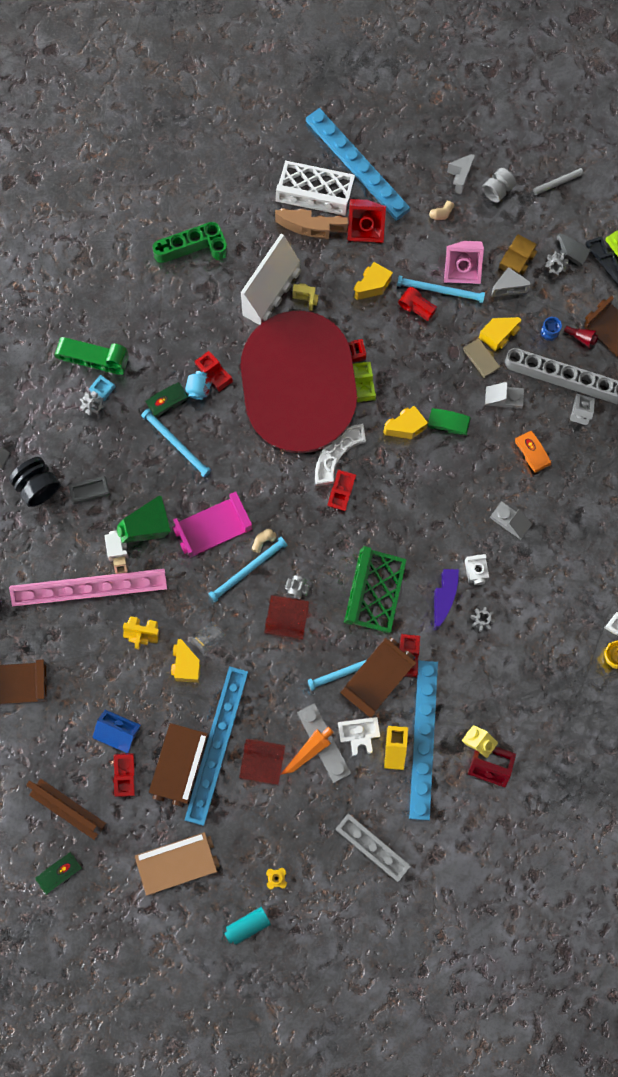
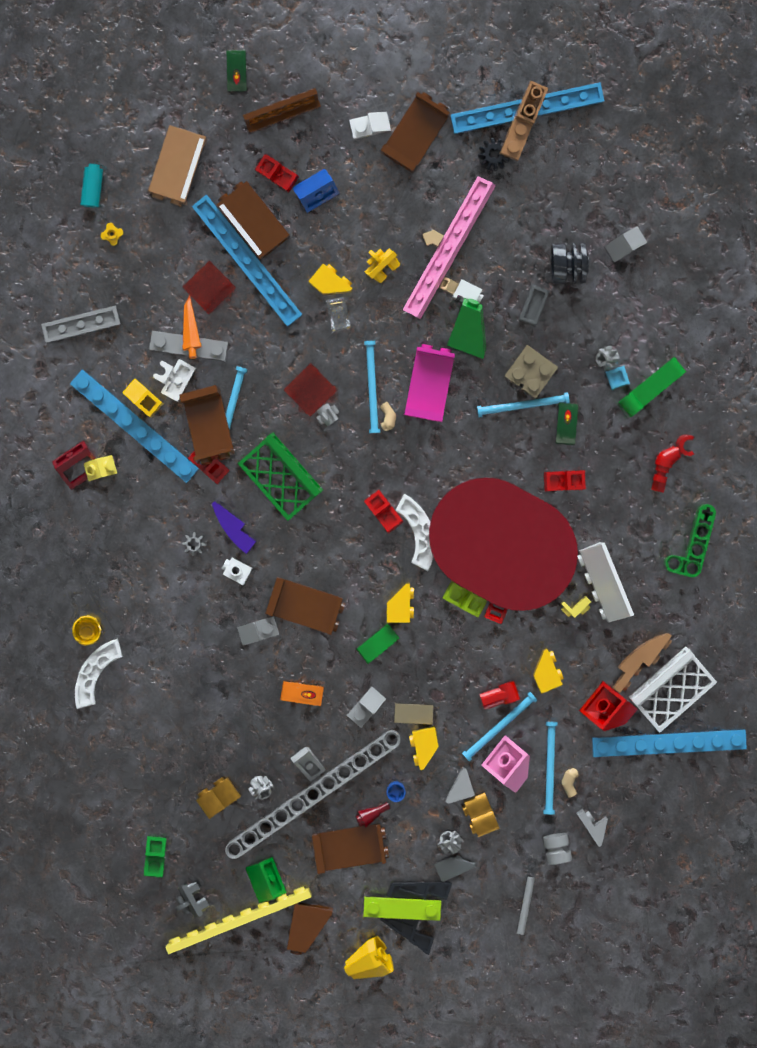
camera: 125 degrees right, 15 degrees up
(29, 726) = (370, 125): none -> white slope
(89, 606) = (432, 237): none -> tan piece
(137, 306) = (666, 459): none -> red piece
(144, 453) = (531, 371): none -> dark tan piece
(198, 385) = (559, 457): medium azure head -> none
(438, 235) = (550, 768): none -> medium azure bar
(462, 497) = (305, 606): none -> reddish brown panel

